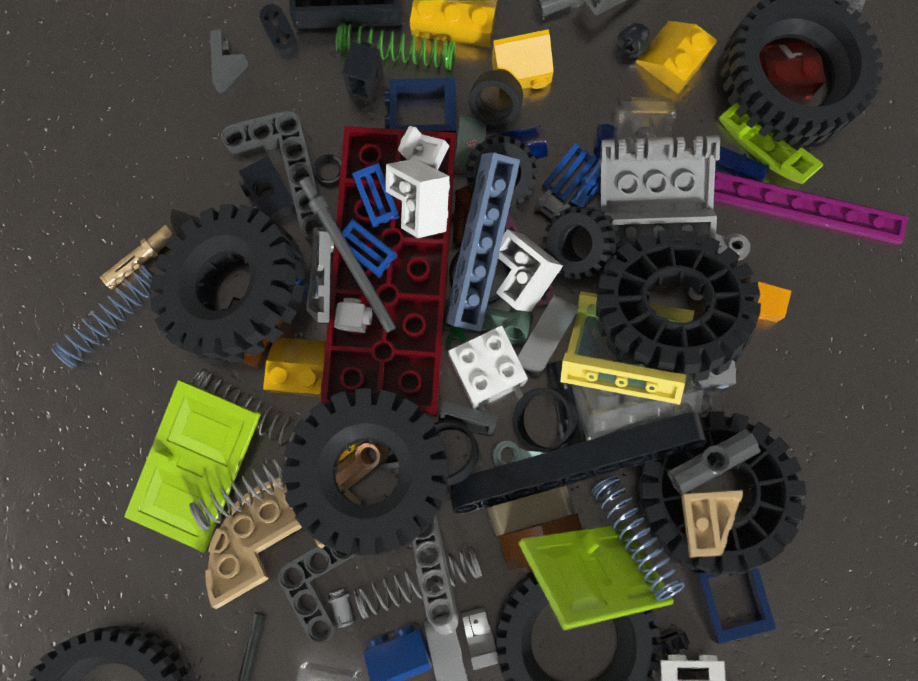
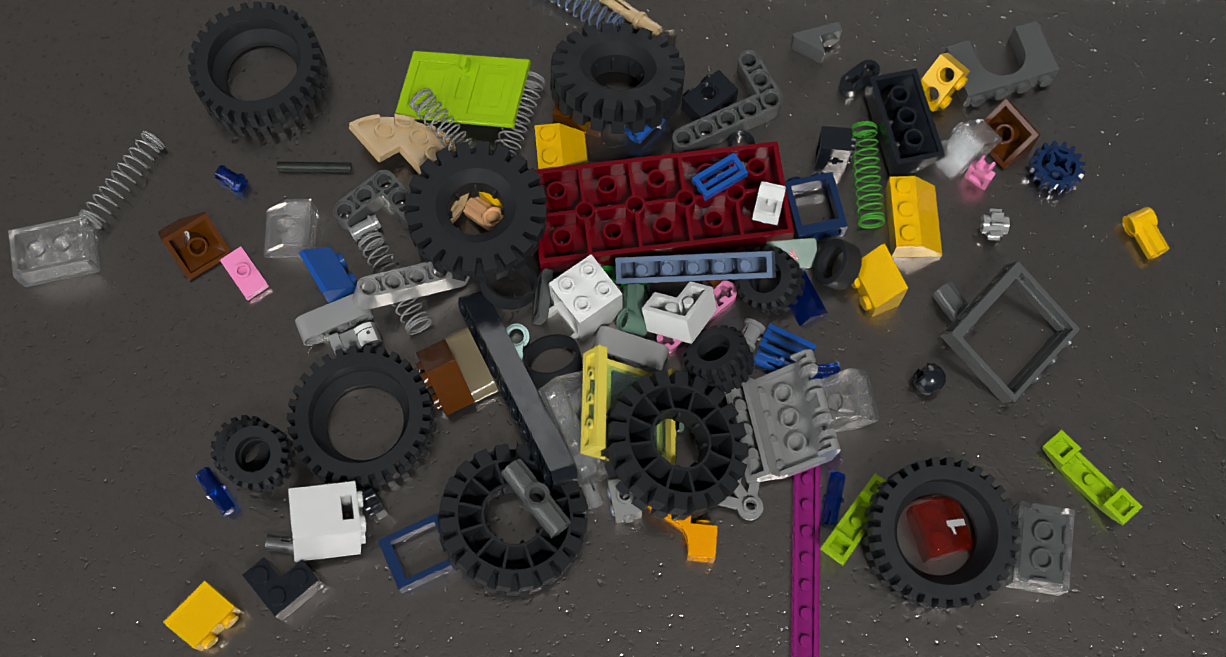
camera: 80 degrees right, 10 degrees down
(319, 206) = (697, 129): dark grey bar -> none
(320, 276) = (666, 145): light grey wing -> none
(352, 315) = (608, 177): light grey plate -> none
(384, 264) = (661, 195): blue tile -> none
(422, 196) = (722, 206): white brick -> none
(592, 575) = (420, 409): lime door -> none
(669, 589) = (423, 486): sand blue piece -> none
(677, 53) = (926, 423): yellow slope -> none
(708, 521) = (481, 499): tan wing -> none

